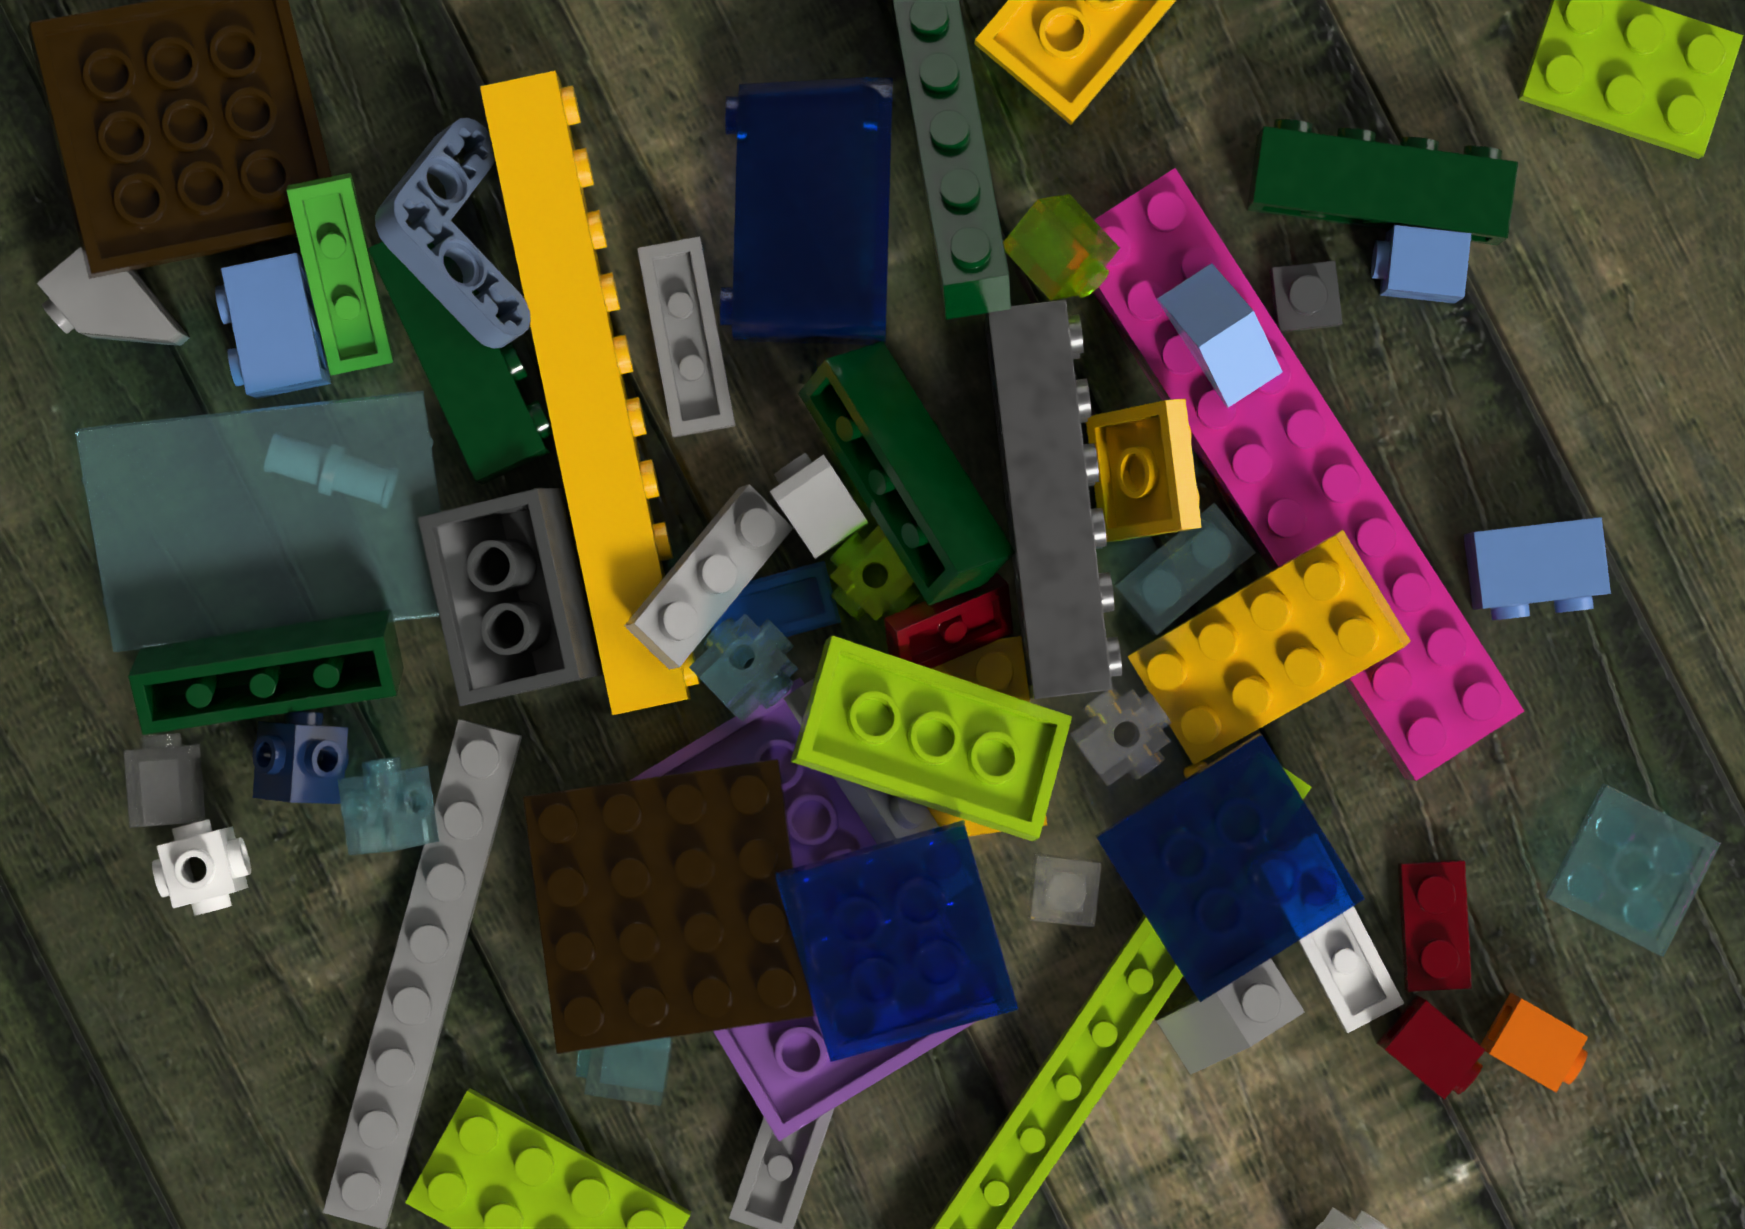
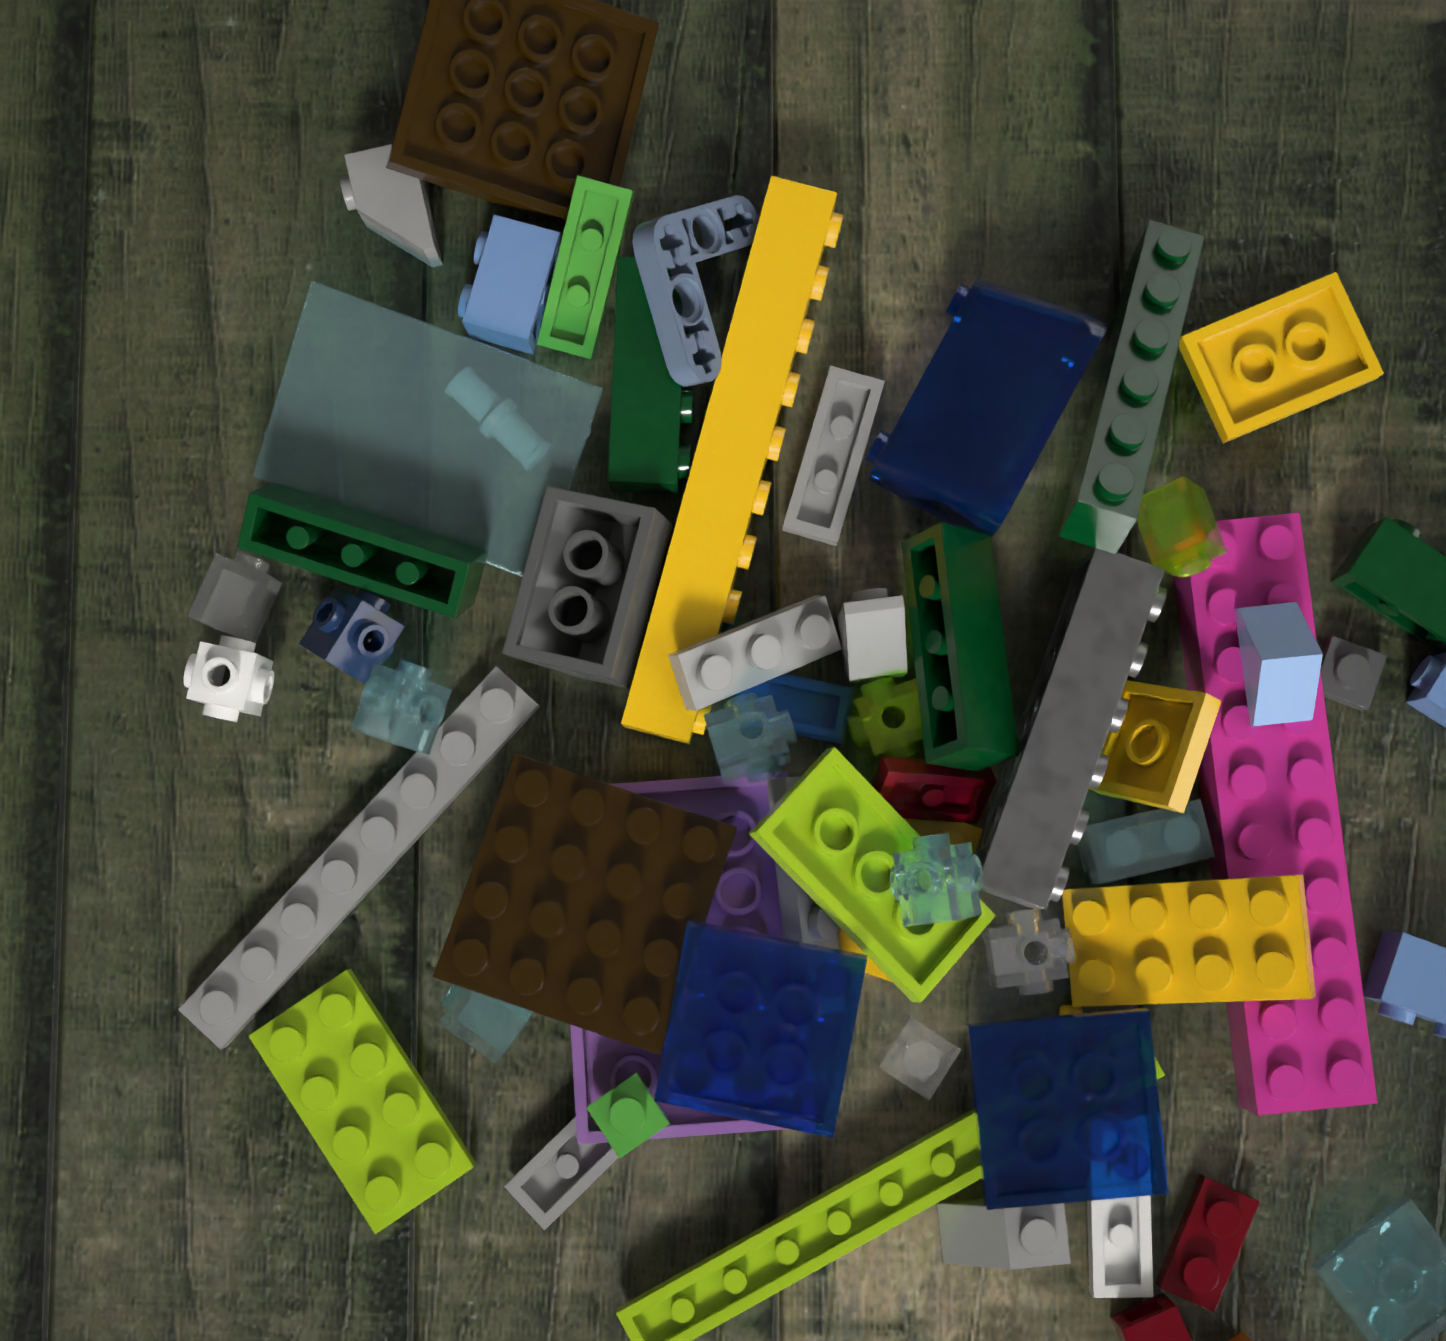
camera: 25 degrees right, 5 degrees down
(812, 1088) = (628, 1115): none -> bright green plate
(994, 716) = (936, 881): none -> clear light blue brick

